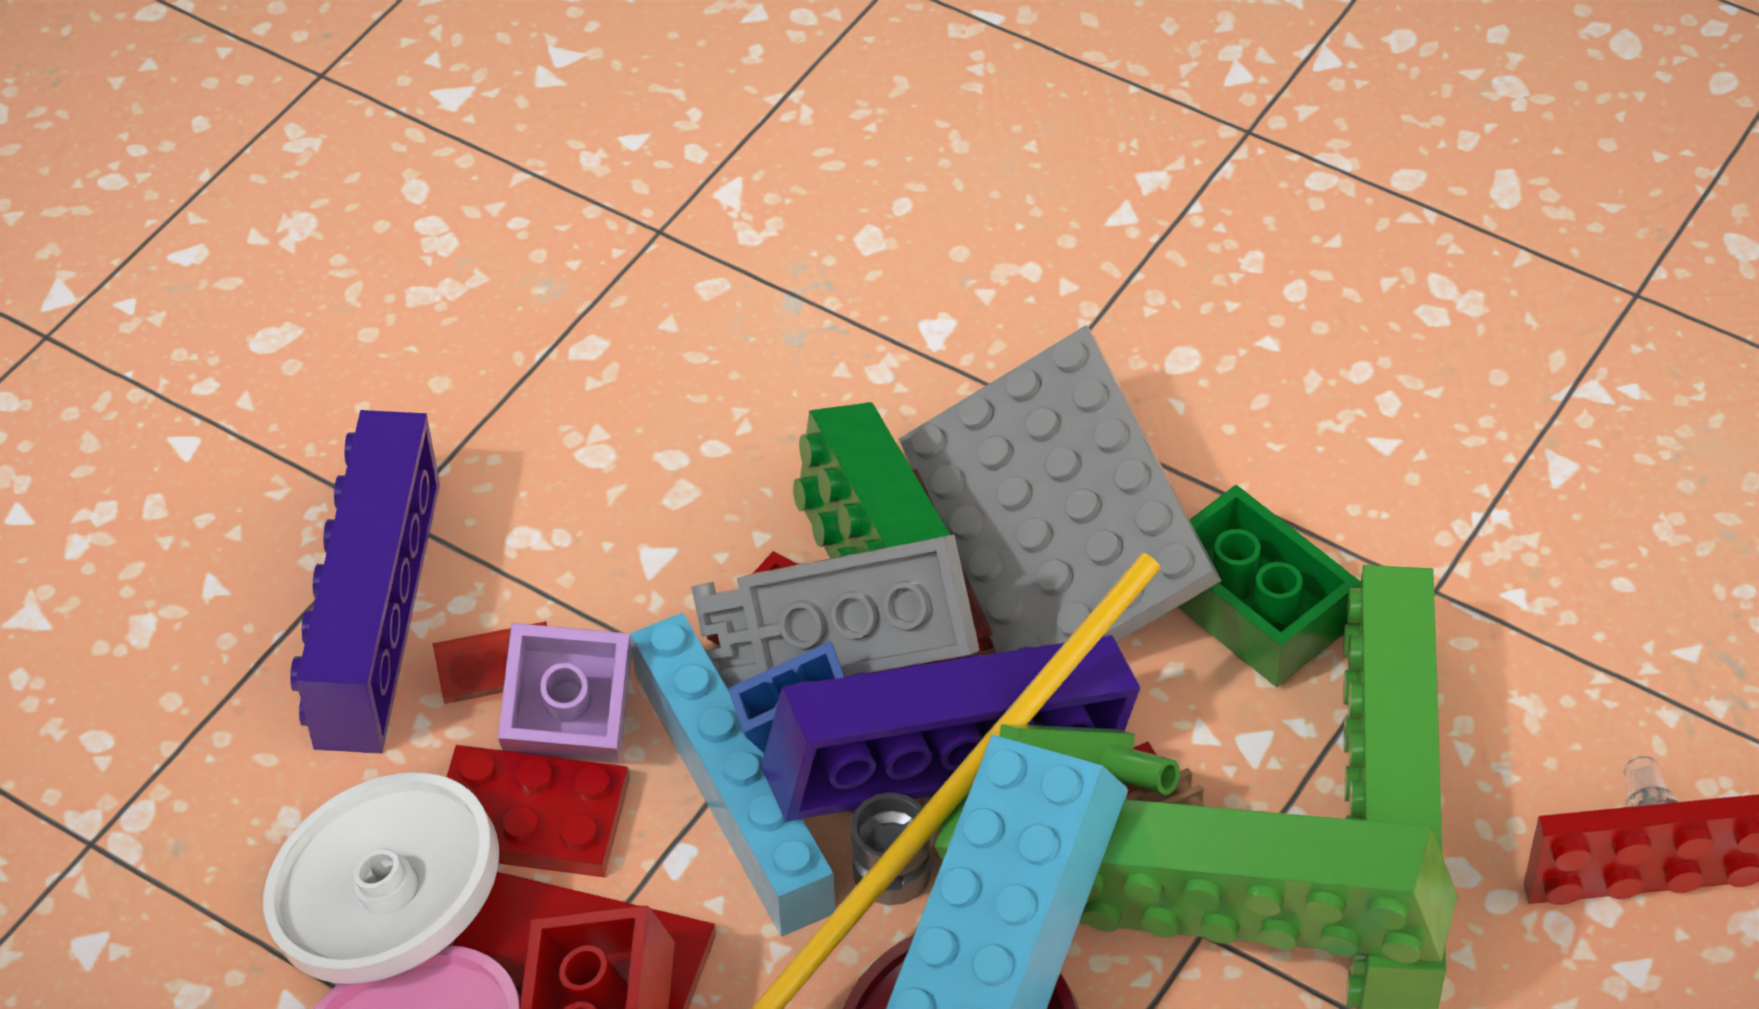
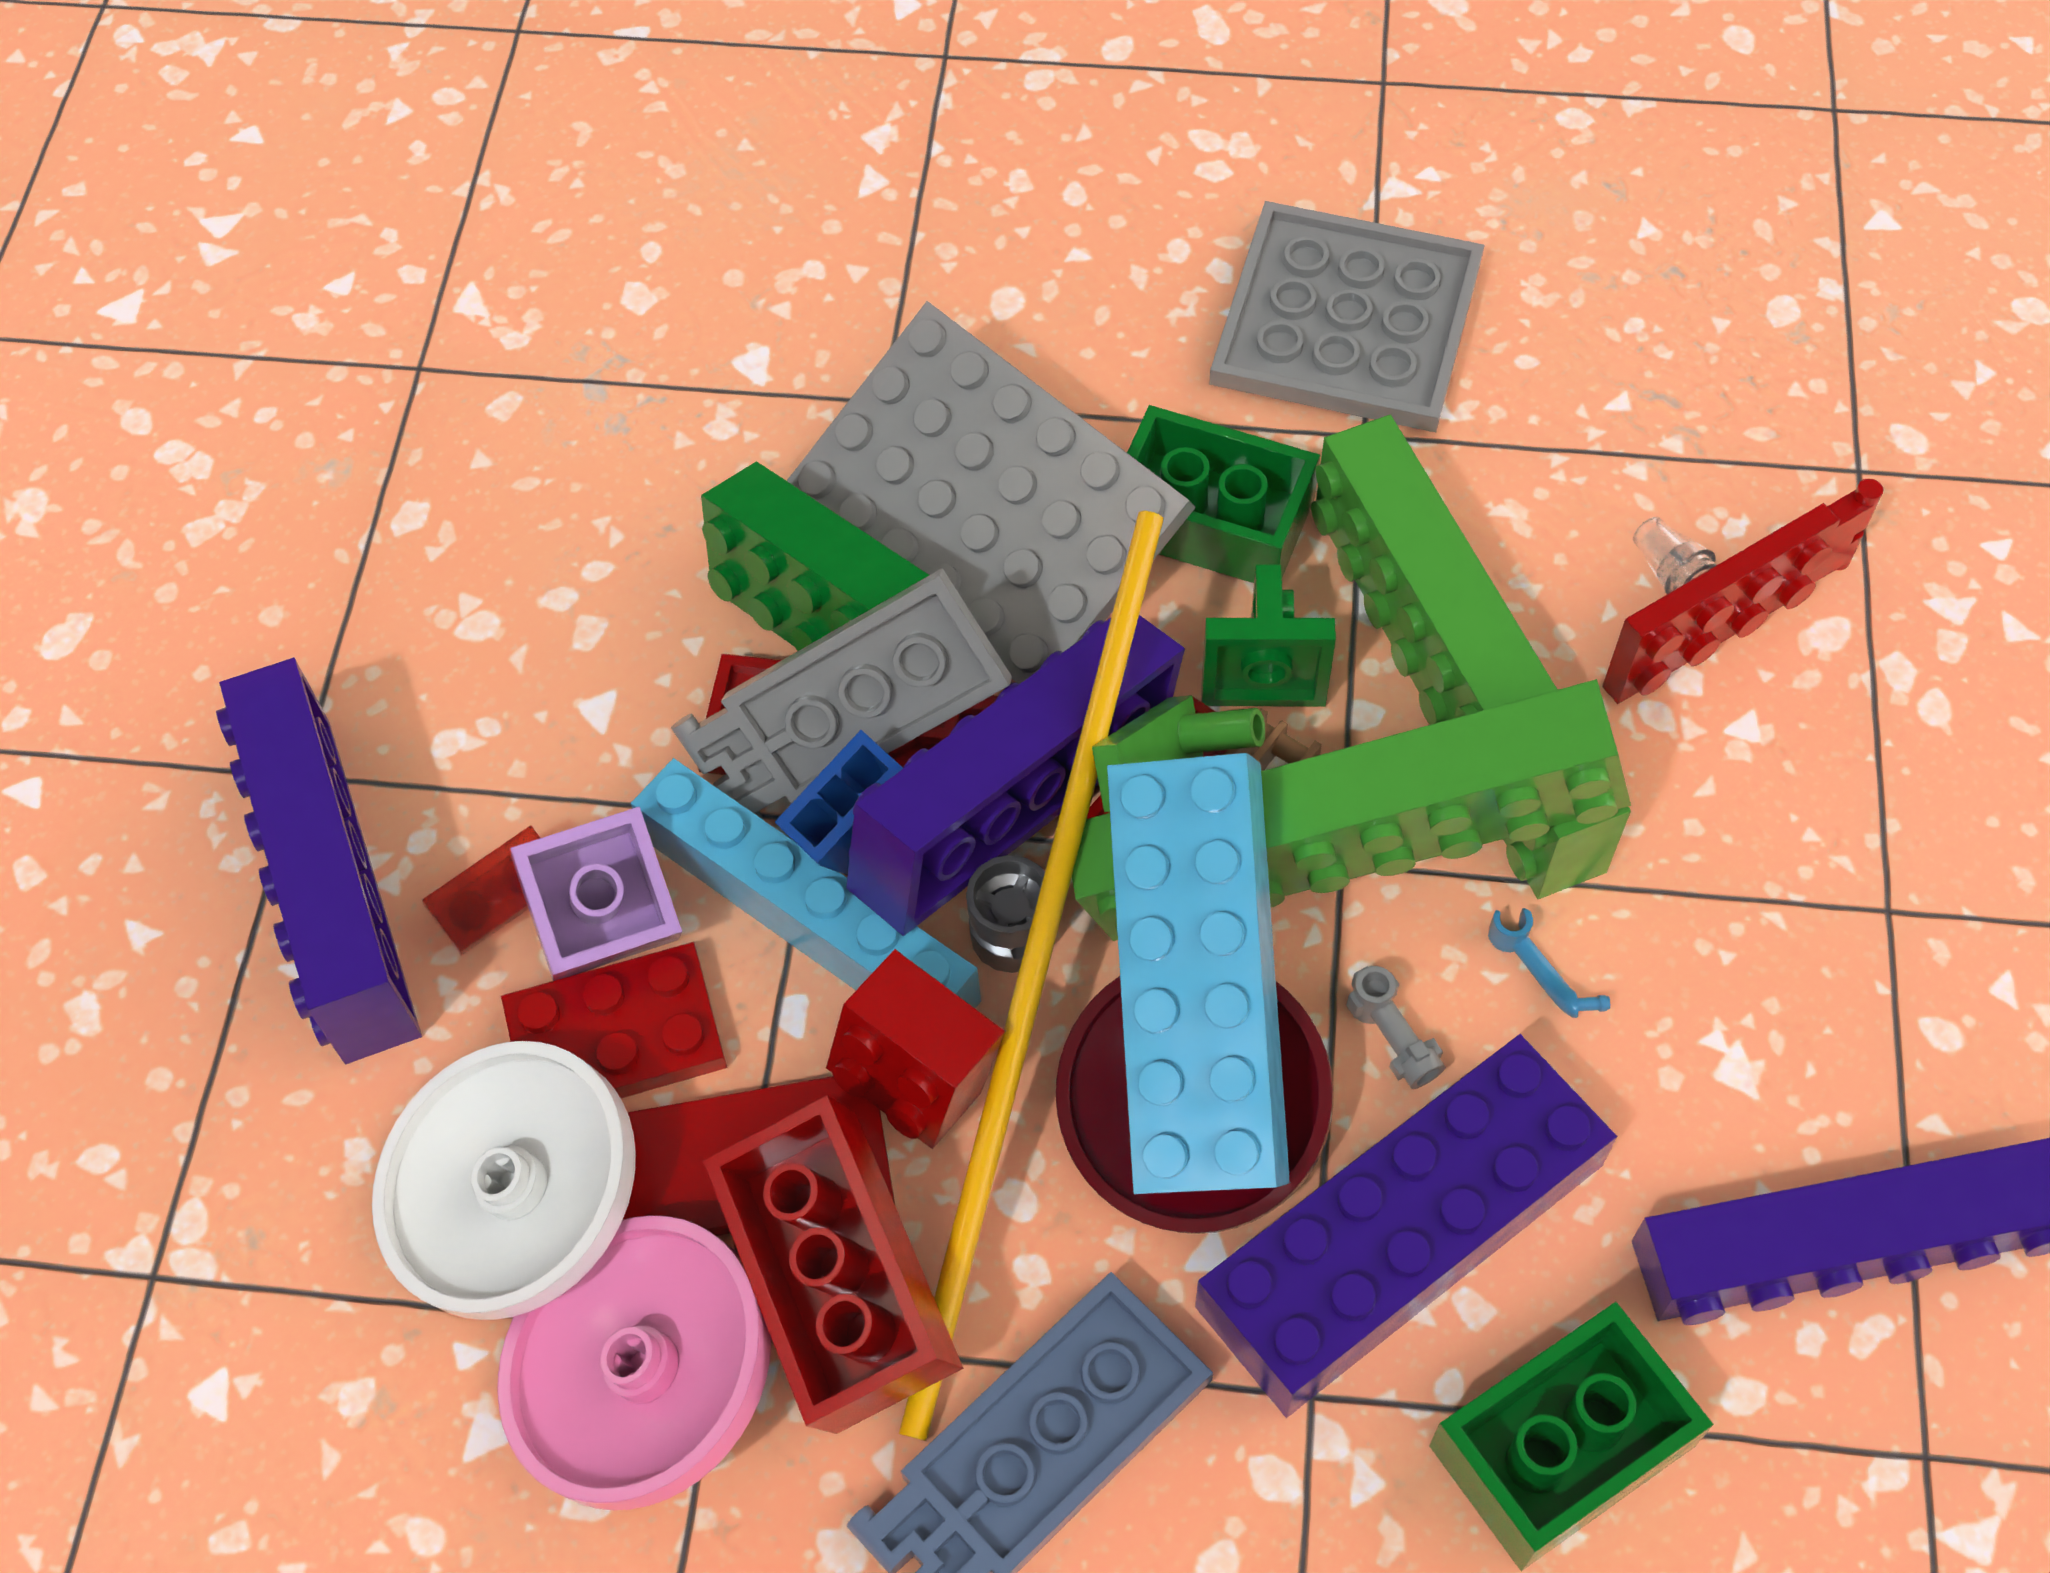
camera: 25 degrees left, 10 degrees up
(743, 911) = (913, 1049): none -> red brick
(1223, 727) = (1270, 655): none -> green bracket
(1476, 482) = (1348, 316): none -> light grey plate

